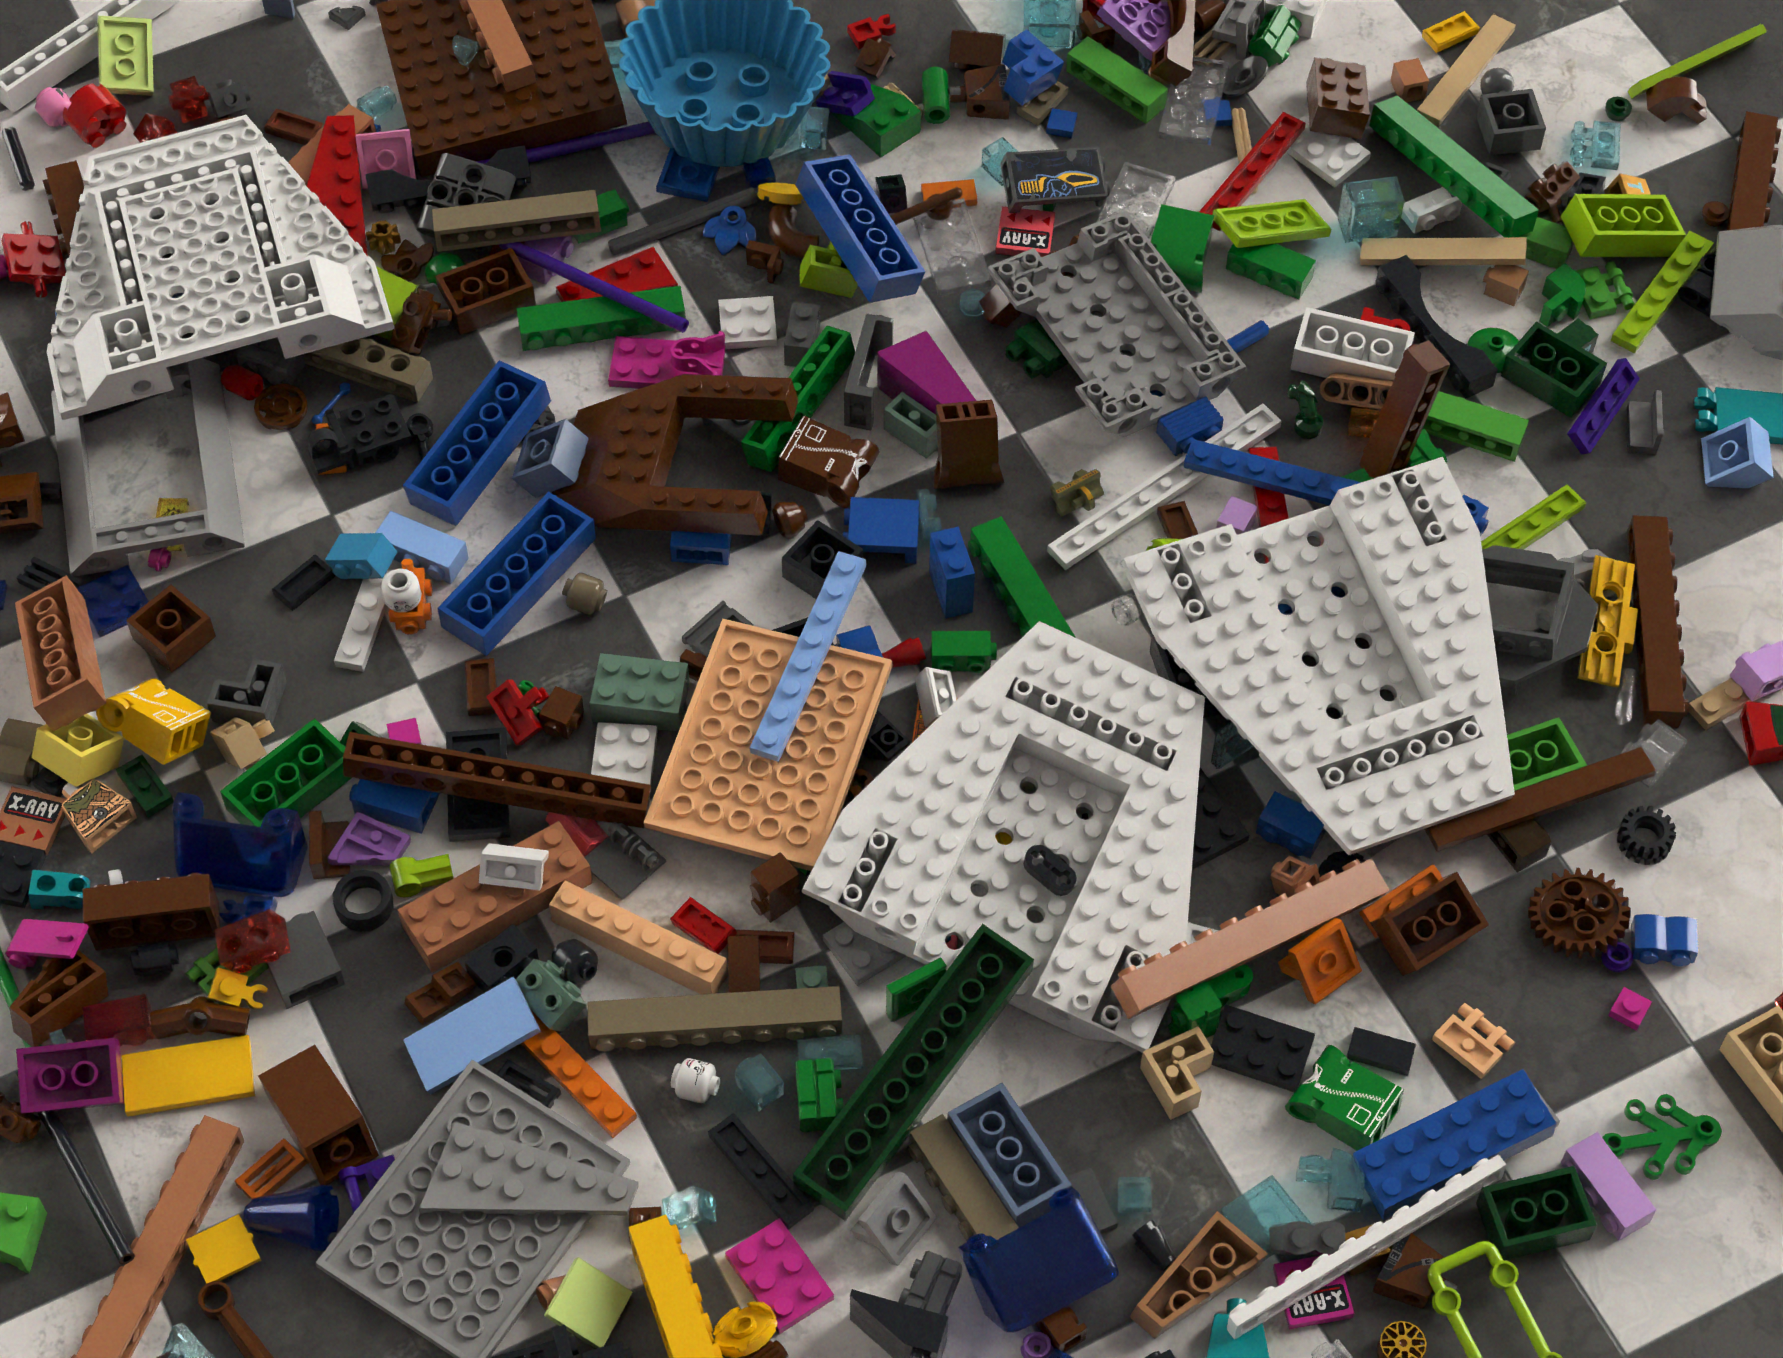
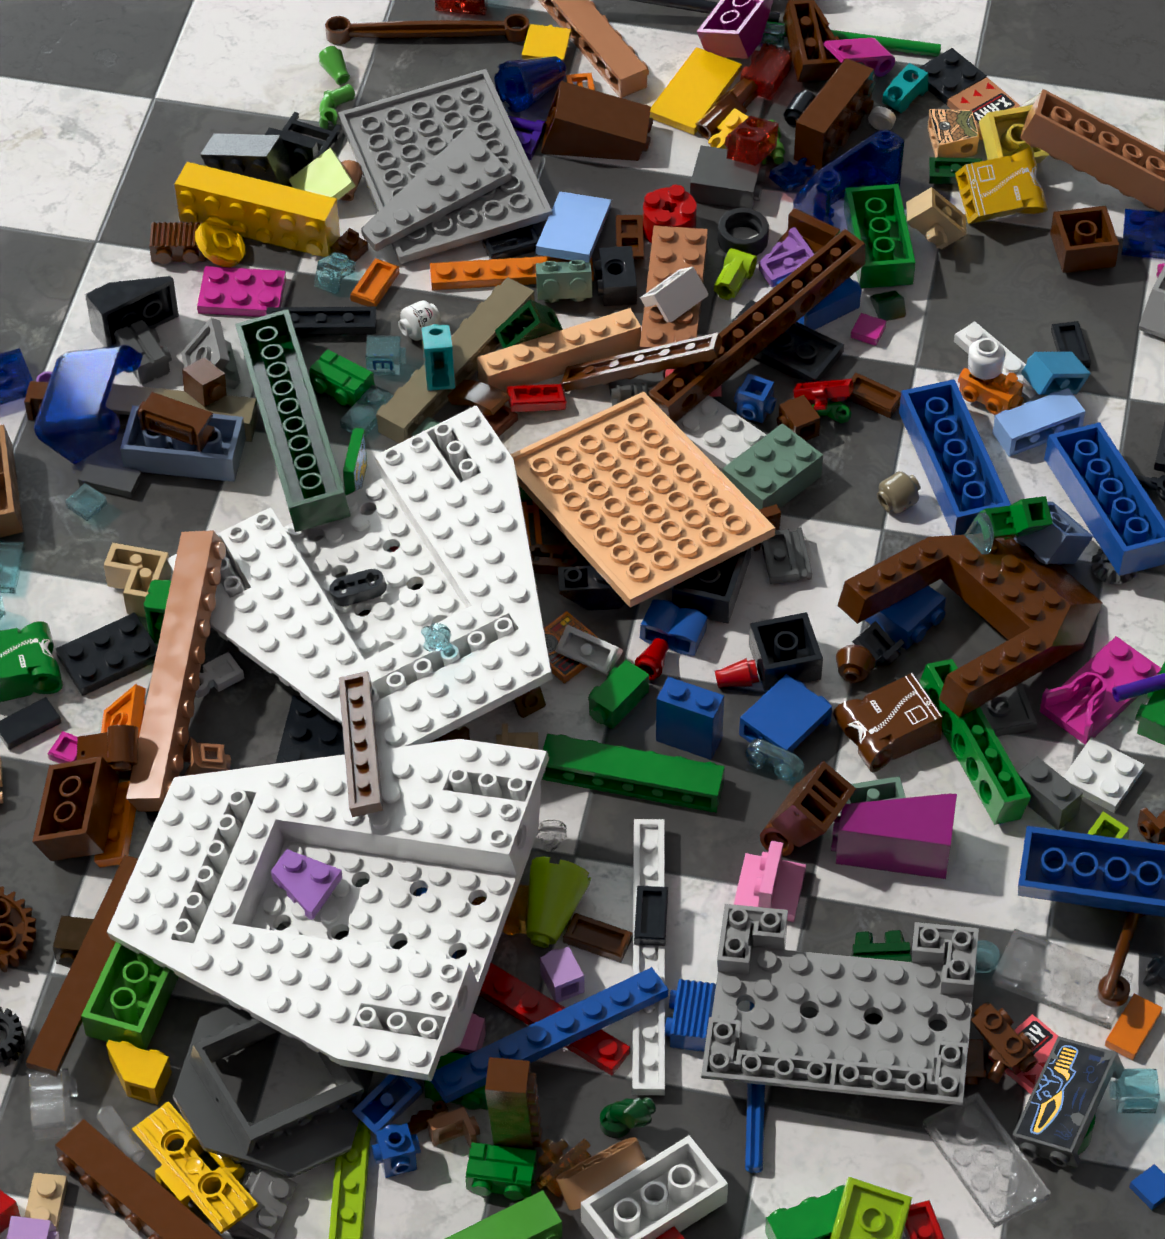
camera: 130 degrees right, 5 degrees down
(252, 700) = (975, 251): dark grey brick -> none
(393, 966) = (669, 208): none -> red brick
(569, 750) = (755, 398): none -> blue brick
(573, 456) = (1020, 518): none -> green brick
(575, 961) = (577, 309): black head -> none
(614, 840) = (642, 362): none -> reddish brown plate
(616, 467) = (981, 533): none -> clear light blue tile
(640, 967) = (527, 324): none -> dark green torso
(671, 1167) = (374, 283): none -> orange tile
(745, 998) = (438, 346): none -> teal torso
(774, 887) = (518, 429): reddish brown brick -> none
(808, 656) = (686, 553): light blue plate -> none
(858, 398) = (937, 774): dark grey panel -> none
(870, 591) = (738, 674): none -> red cone
(939, 1173) = (204, 382): none -> reddish brown brick
(1010, 1147) = (176, 420): none -> reddish brown window
(1038, 454) = (771, 881): none -> bright pink bracket
(1046, 231) = (1008, 1048): none -> reddish brown brick
(1078, 493) = (694, 878): olive hips -> none
(1081, 718) = (437, 638): none -> clear light blue plate
(1139, 494) = (651, 915): none -> black tile
(1154, 1244) = (41, 488): black cone -> none
(1183, 242) = (900, 1152): green piece -> none
(1225, 698) = (360, 744): none -> plate
(1355, 918) = (116, 746): none -> reddish brown door
(1356, 676) = (306, 880): none -> medium lavender wing
(1373, 1000) = (64, 749): none -> dark pink tile
(1575, 712) = (140, 1071): none -> yellow slope

